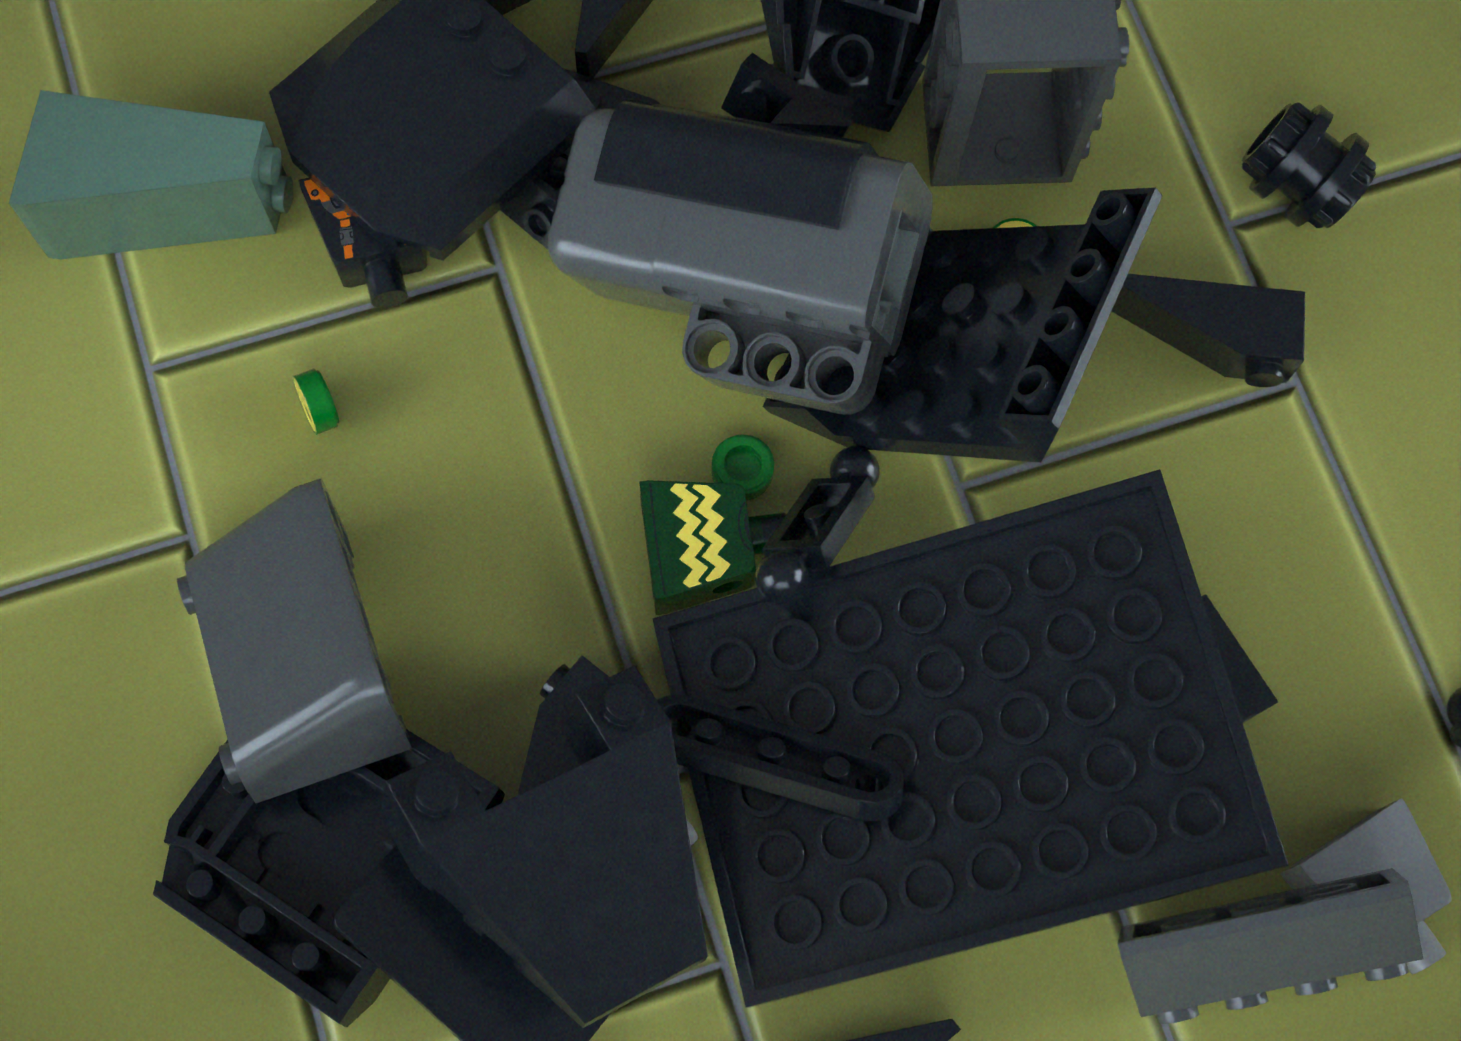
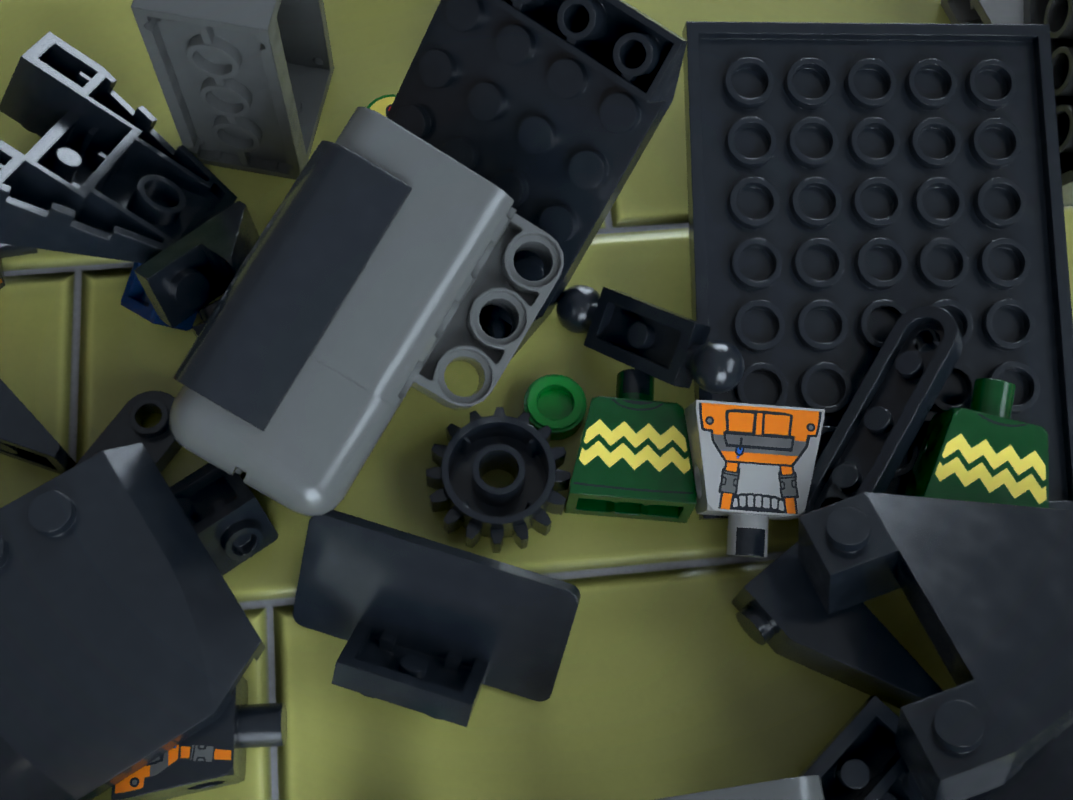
camera: 80 degrees left, 5 degrees down
(493, 391) = (430, 617): none -> black bracket
(641, 393) = (490, 511): none -> black gear
(700, 637) = (752, 466): none -> torso
(755, 866) = (983, 453): none -> dark green torso

